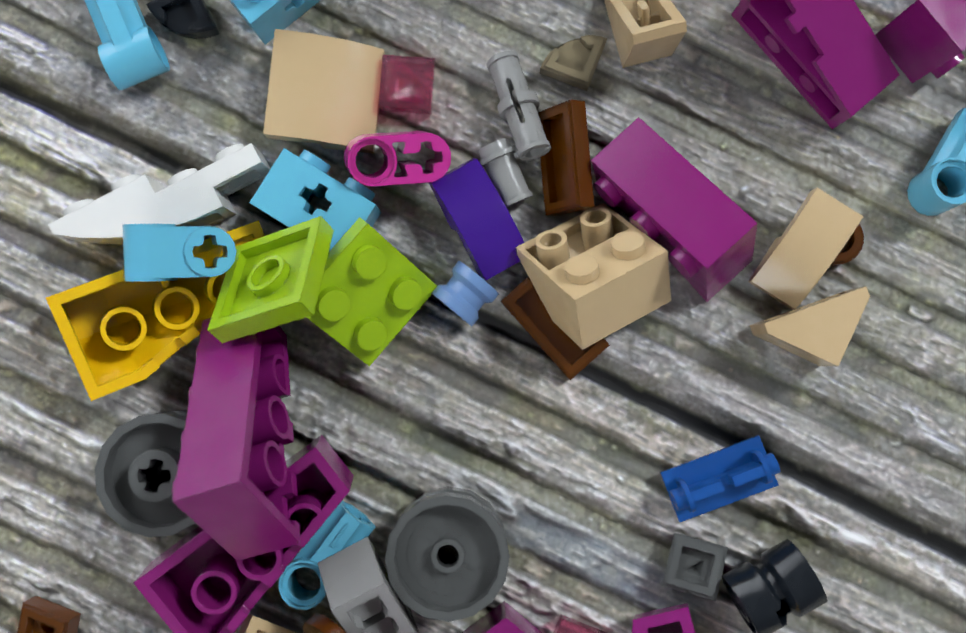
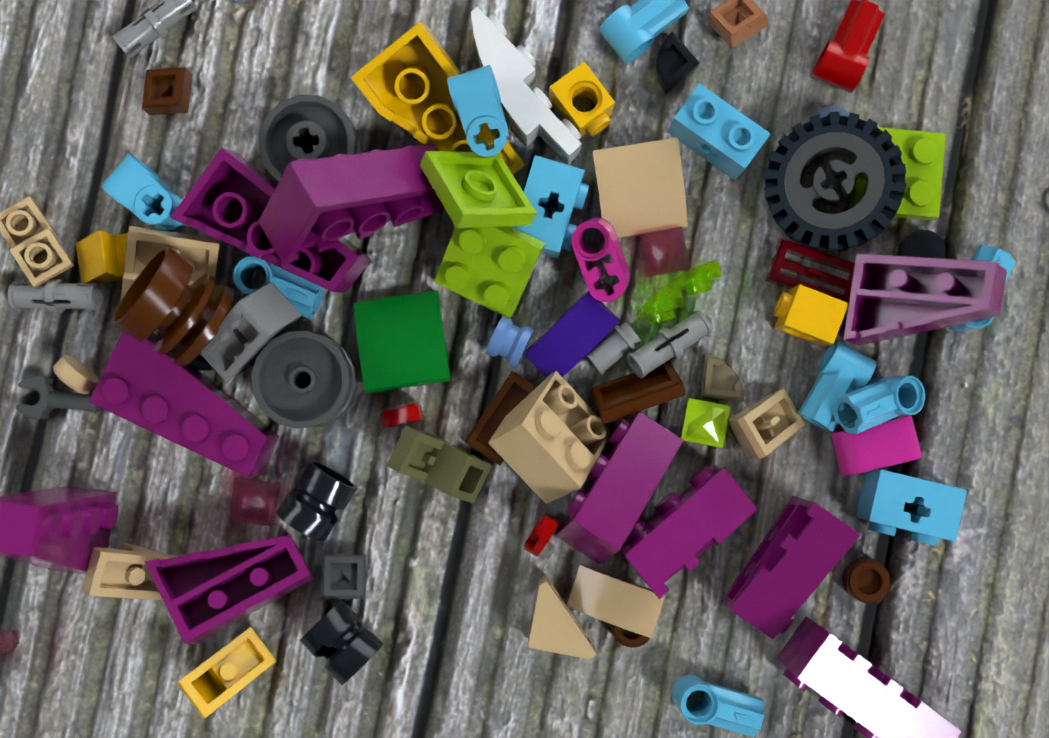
camera: 80 degrees right, 0 degrees up
(180, 121) = (582, 83): none -> yellow brick
(431, 424) = (401, 341): none -> green slope
(461, 88) = (669, 297): none -> clear neon green slope
(520, 446) = (402, 415): none -> red tile
(591, 415) = (439, 464): none -> olive brick
(603, 582) = (314, 504): none -> black wheel
(621, 91) = (704, 422): none -> lime tile
(703, 316) = (541, 534): none -> red tile
(720, 478) = (417, 580): blue hinge -> none
(739, 140) = (686, 526): none -> magenta wedge

